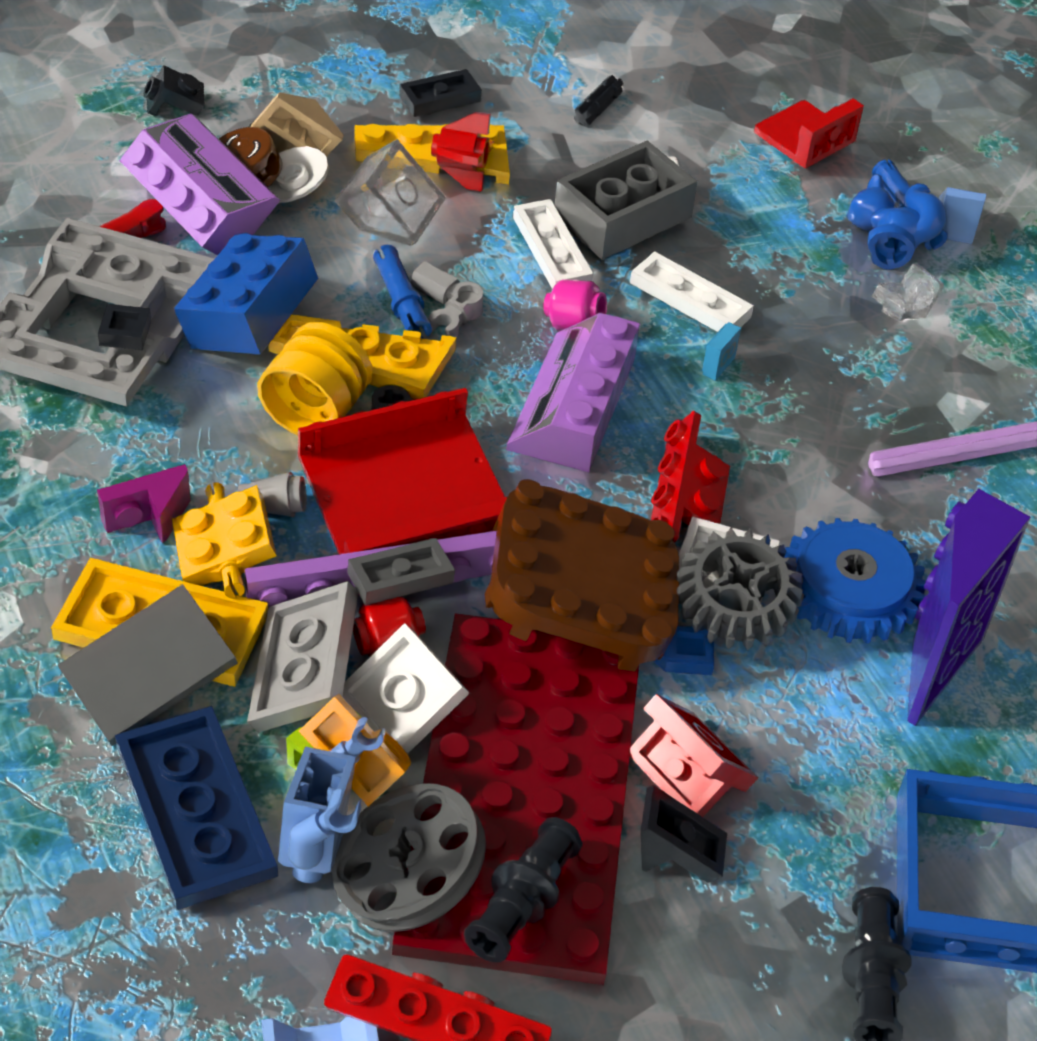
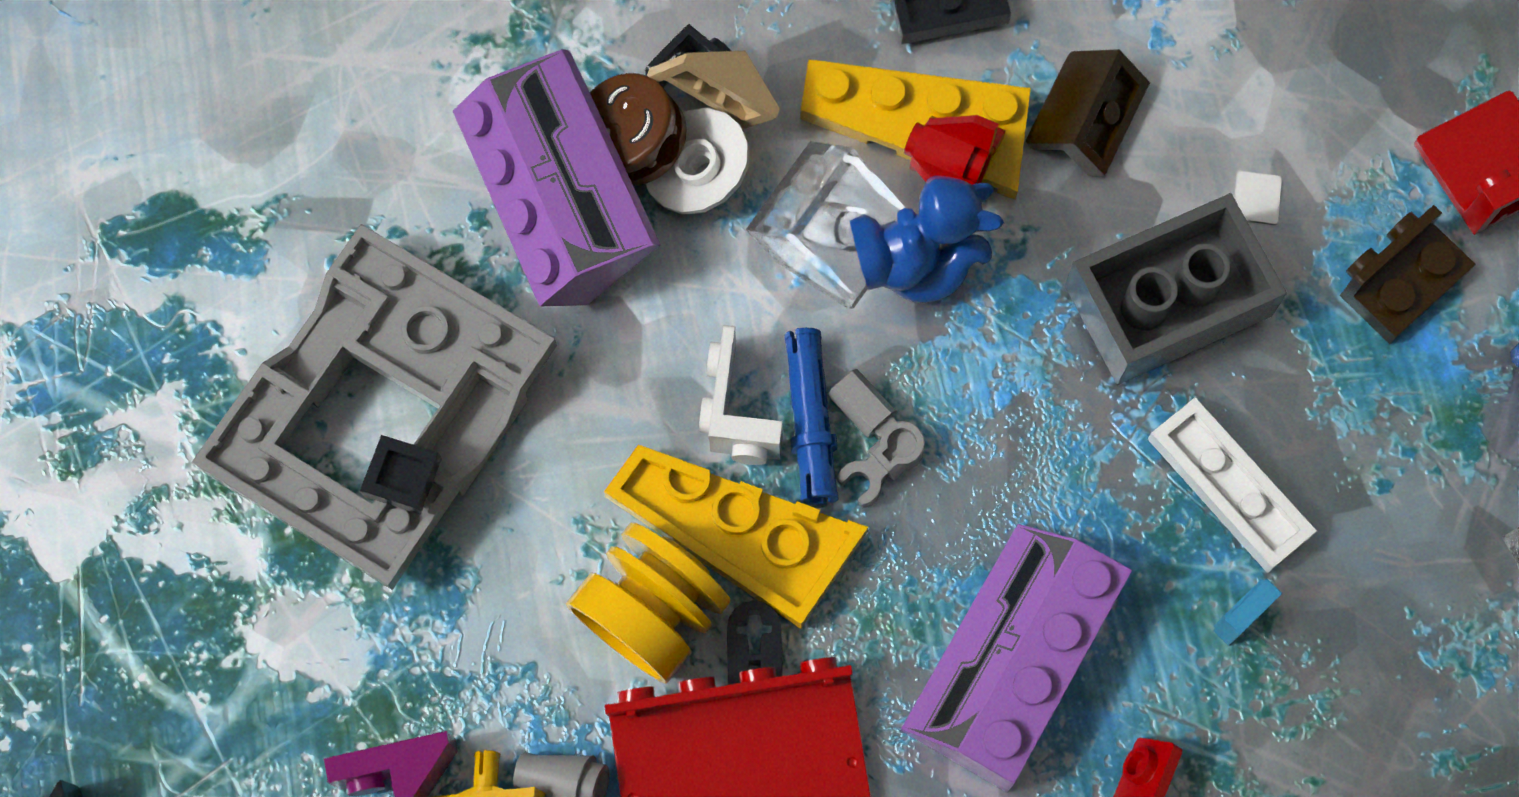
camera: 20 degrees right, 25 degrees up
(140, 221) = (454, 227): red bar -> none
(246, 293) = (587, 408): blue brick -> none
(352, 301) = (744, 437): none -> white bracket
(446, 192) = (908, 251): none -> blue animal
(547, 129) = (1090, 108): none -> dark brown panel
(551, 242) = (1048, 354): white plate -> none
(573, 302) = (1053, 490): dark pink head -> none
(598, 100) = (1188, 45): black axle -> none
(767, 187) = (1406, 276): none -> dark brown bracket

